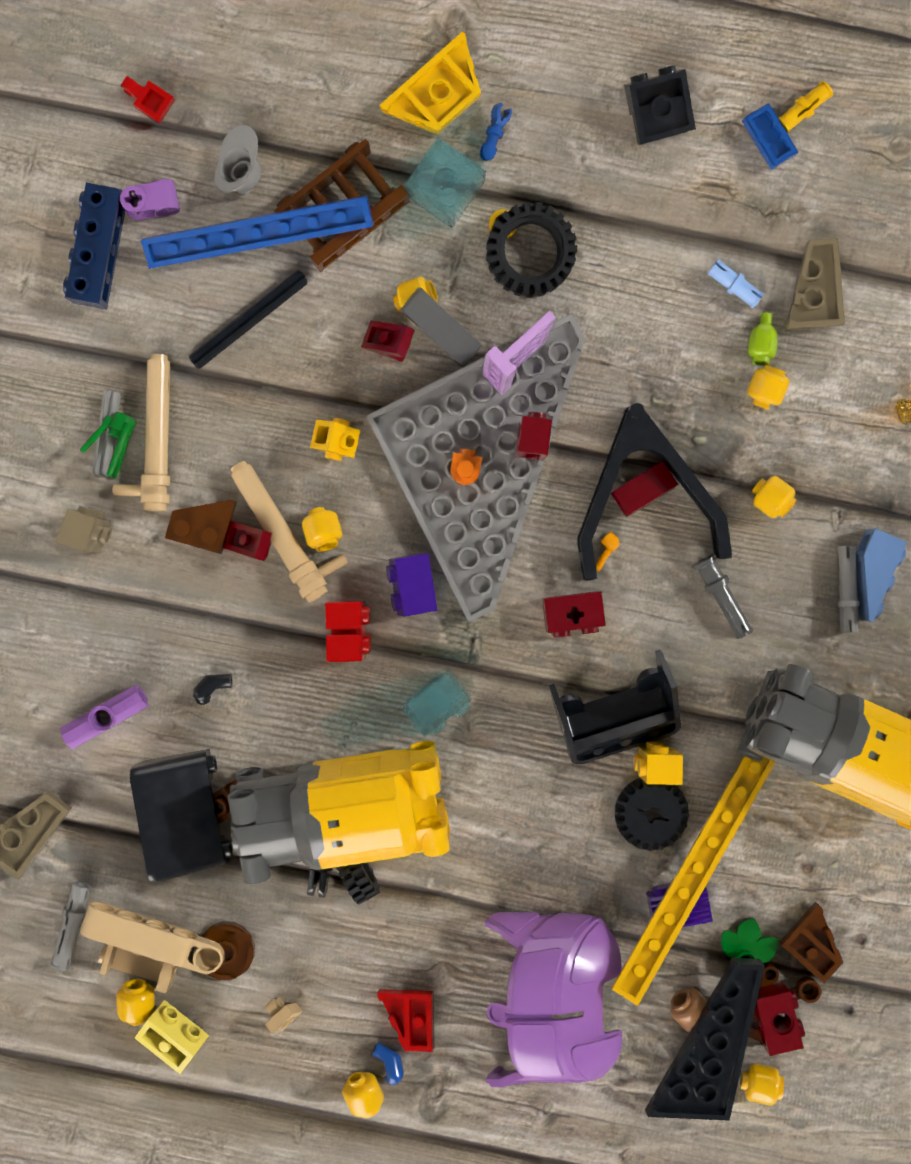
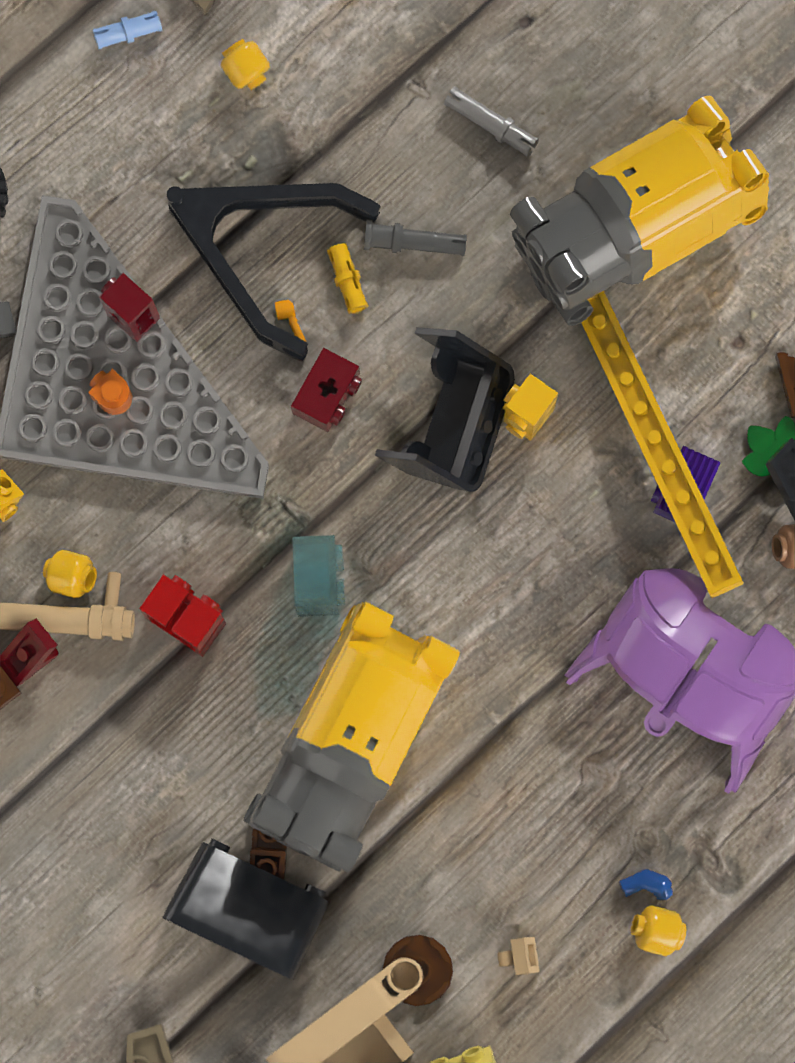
camera: 55 degrees left, 10 degrees down
(90, 724) = (96, 895): medium lavender piece -> none
(208, 684) = (139, 794): black arm -> none
(312, 883) = (395, 808): black arm -> none
(359, 881) = (431, 776): black tyre -> none
(411, 584) = (186, 523): dark purple brick -> none
(411, 1016) = (615, 828): red wing -> none
(501, 367) = (37, 277): lavender fence -> none
(634, 823) = (574, 475): black gear -> none
(644, 489) = (256, 243): dark red slope -> none
(663, 569) = (347, 278): none -> yellow pin
(763, 341) = (200, 41): lime plant -> none
(774, 497) = (353, 129): yellow head -> none
(875, 566) = (484, 79): medium blue slope -> none

